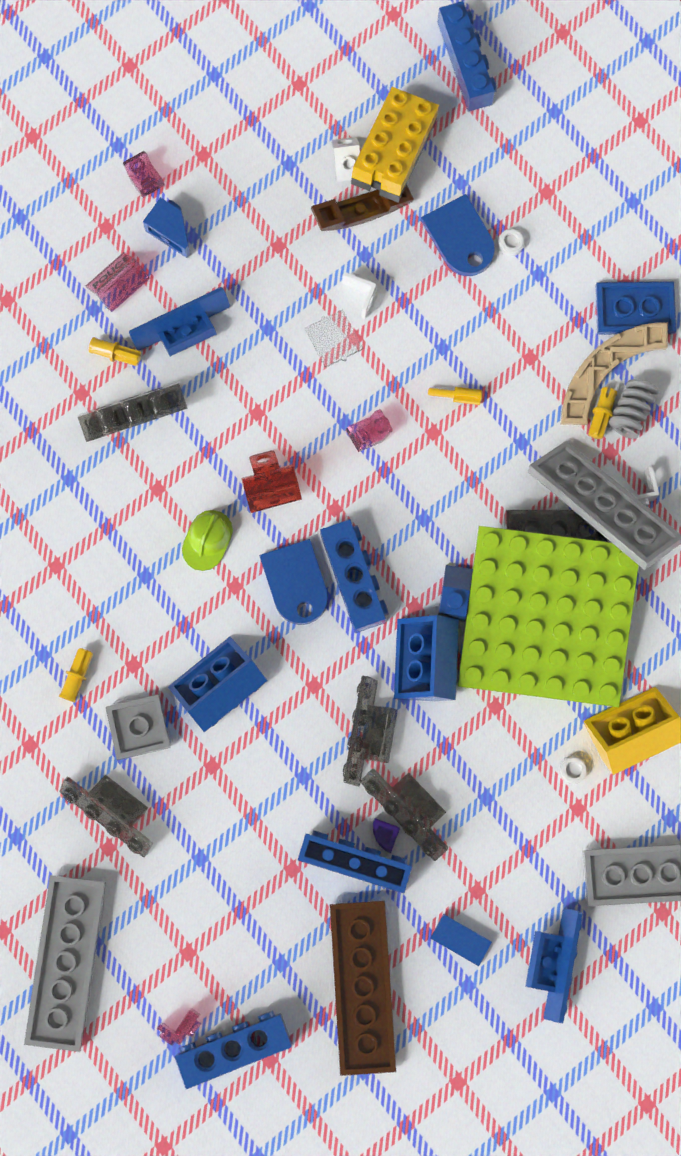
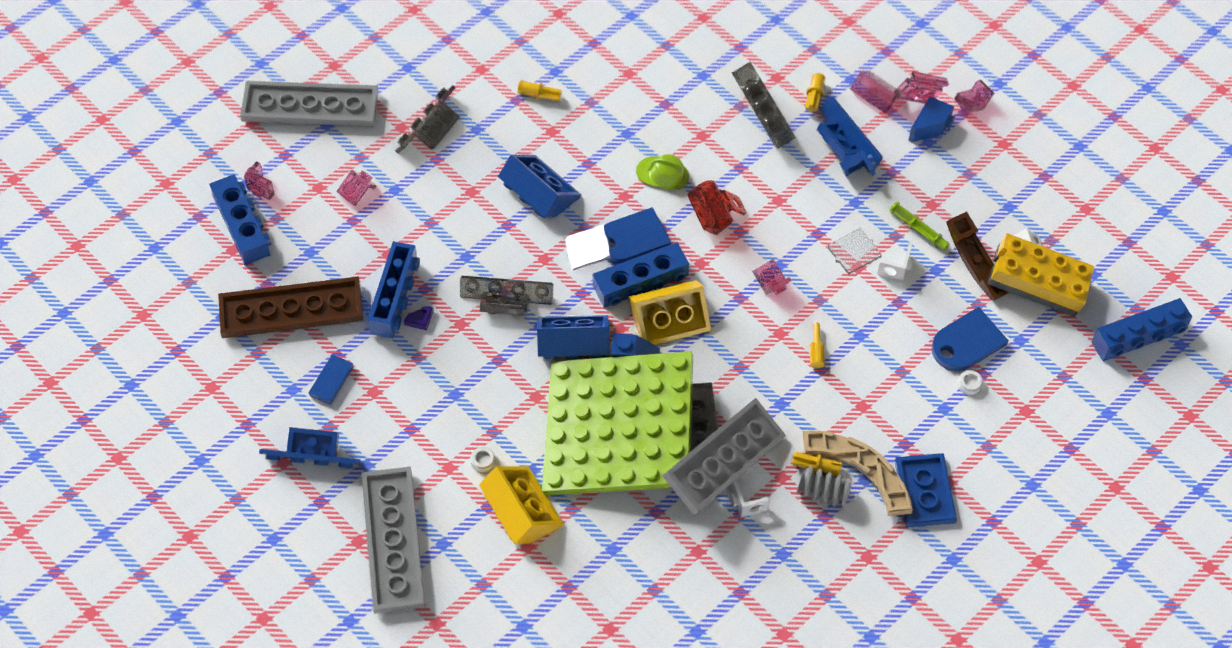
camera: 85 degrees right, 20 degrees down
(134, 229) = (921, 87): none -> clear pink plate
(138, 727) = (499, 135): light grey plate -> none
(197, 905) = (355, 186): none -> clear pink bracket
(223, 320) = (854, 162): none -> blue bracket
(308, 633) = (588, 247): none -> clear piece
(309, 264) = (915, 223): none -> lime piece
(404, 548) = (671, 312): none -> yellow slope
(411, 808) = (444, 334): clear smoke bracket -> none

